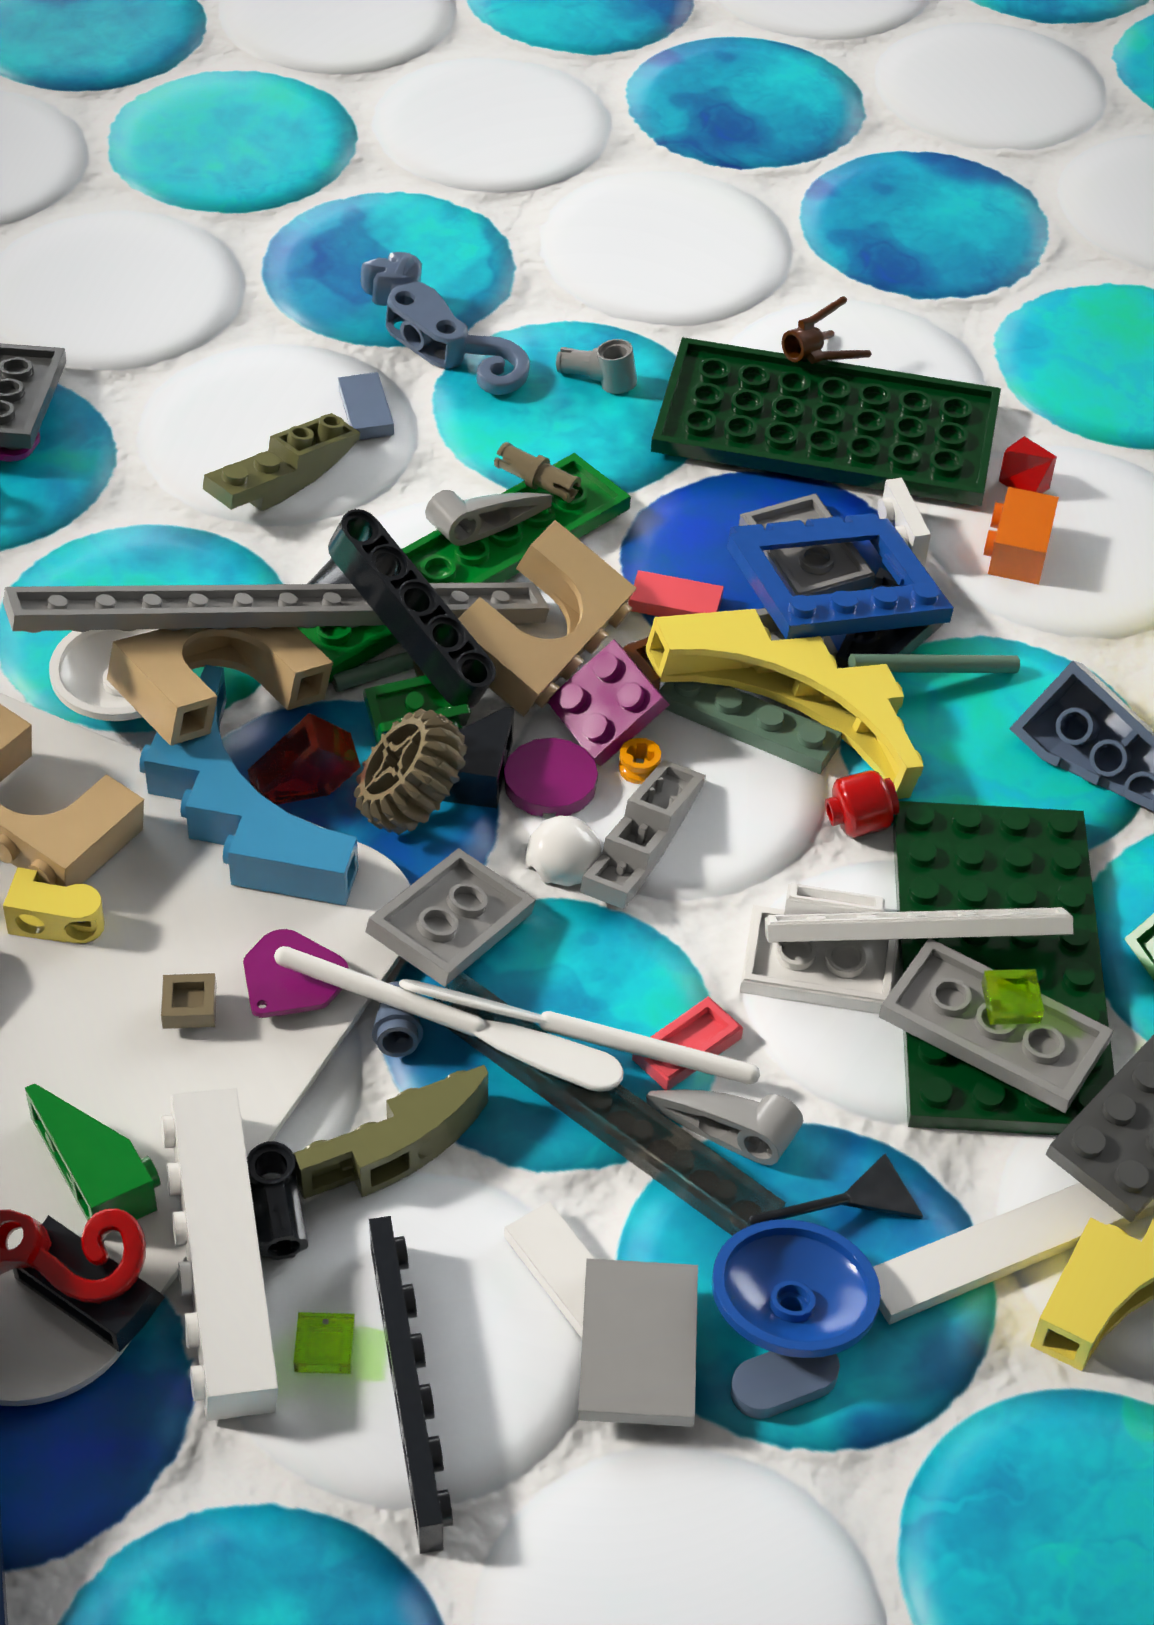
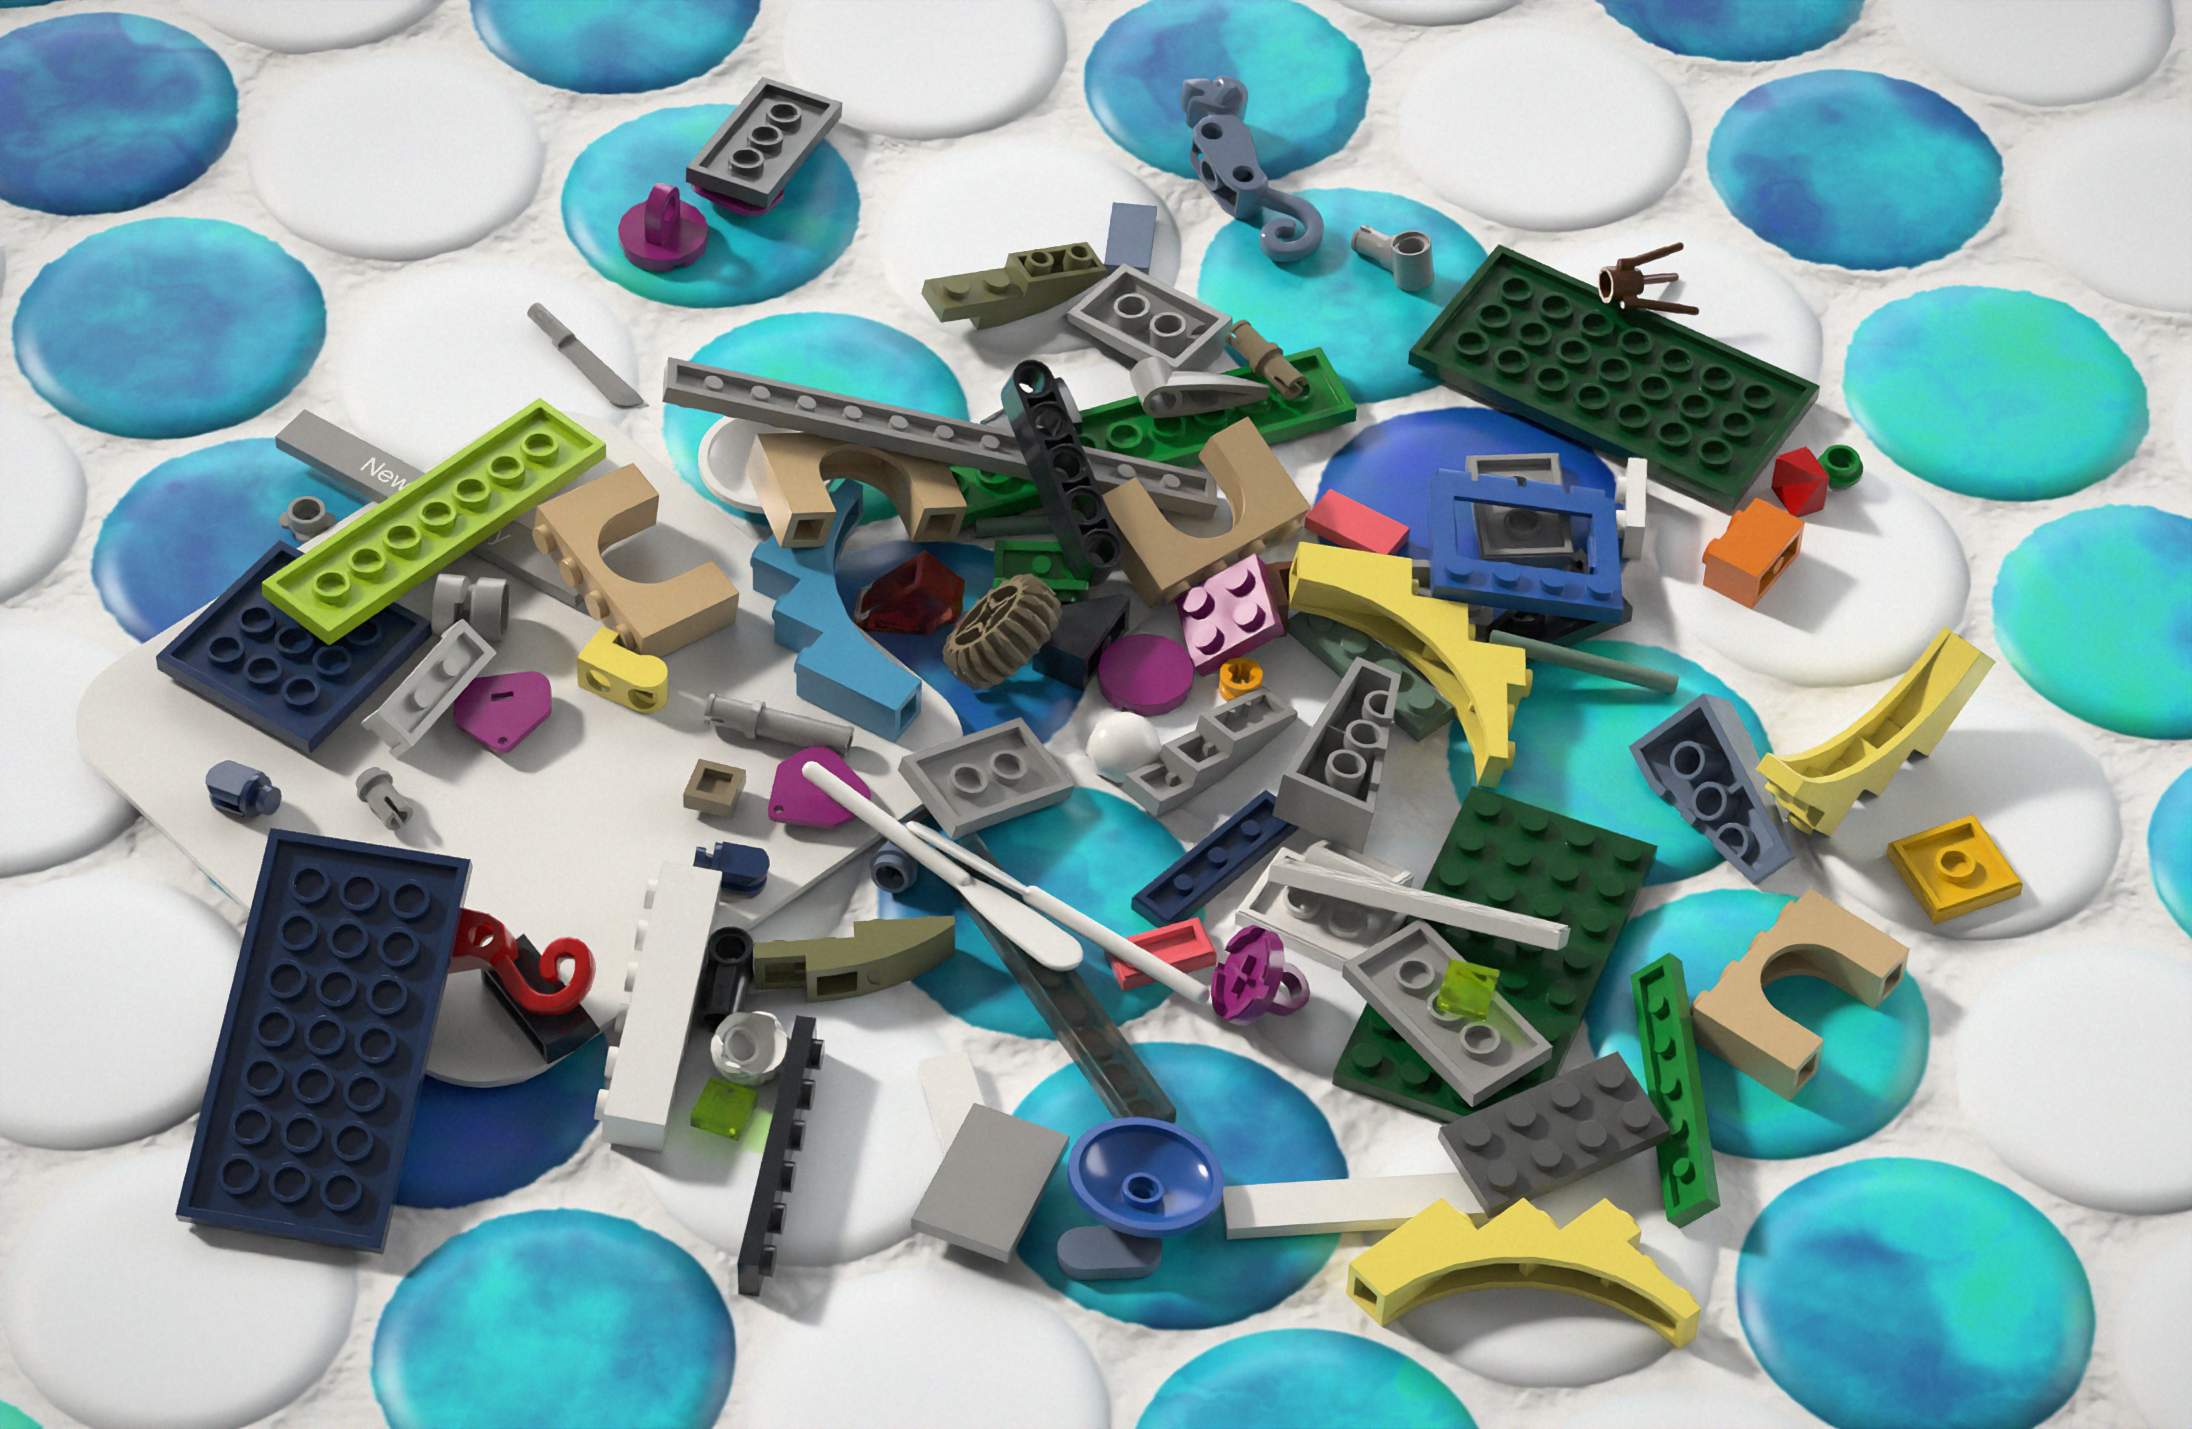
camera: 20 degrees right, 0 degrees up
(93, 1158) = (581, 899): green slope -> none
(226, 919) = (779, 725): none -> light grey pin
(250, 1072) = (742, 867): none -> dark blue arm
(330, 1267) = (749, 1047): none -> white hair
(417, 464) = (1152, 320): none -> light grey slope
(696, 938) = (1213, 863): none -> dark blue tile
(736, 1123) = (1167, 1032): light grey piece -> none
(781, 816) = (1340, 763): none -> light grey wedge
(797, 1043) = (1252, 976): none -> magenta tile
(862, 803) = (1435, 780): red head -> none
(875, 1190) = (1275, 1127): black piece -> none
(1054, 443) = (1842, 465): none -> green plate

